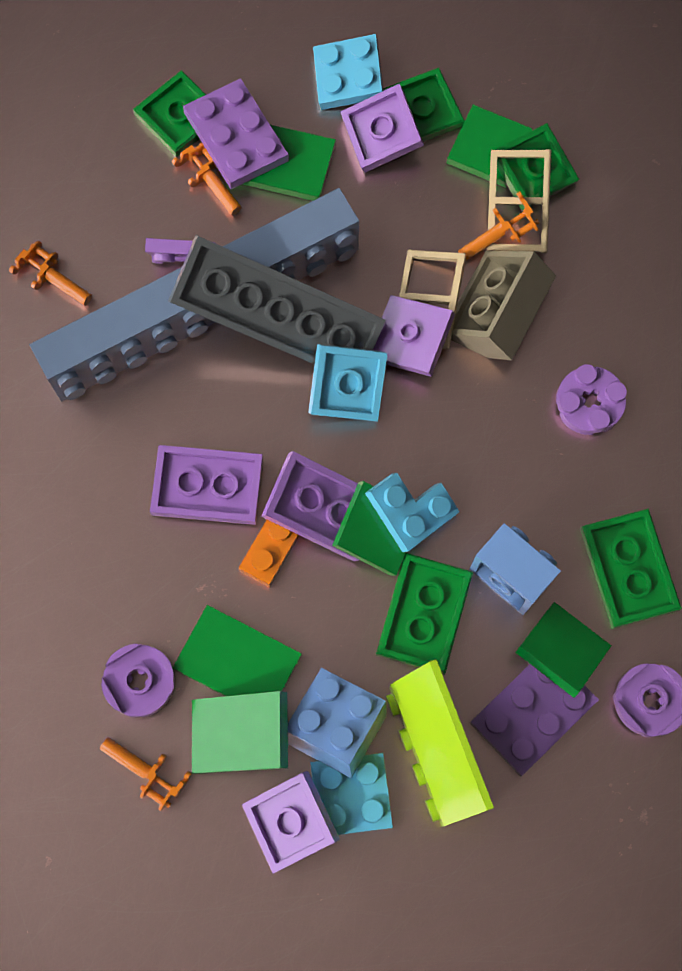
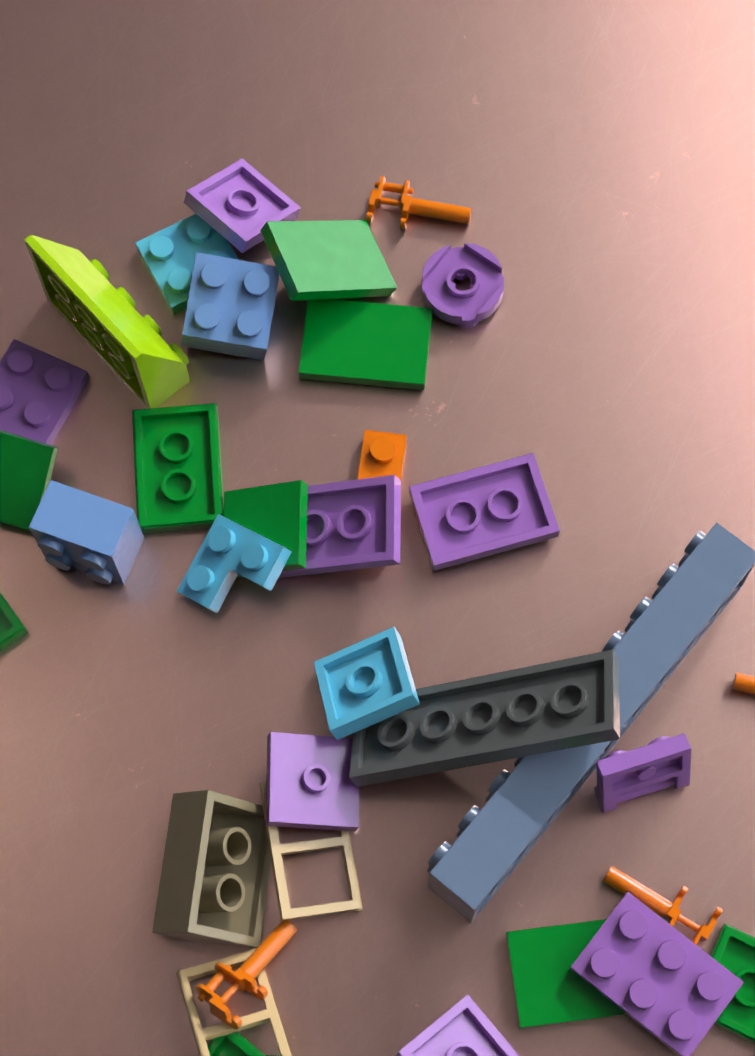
camera: 160 degrees right, 5 degrees down
(609, 393) = (44, 770): medium lavender plate -> none

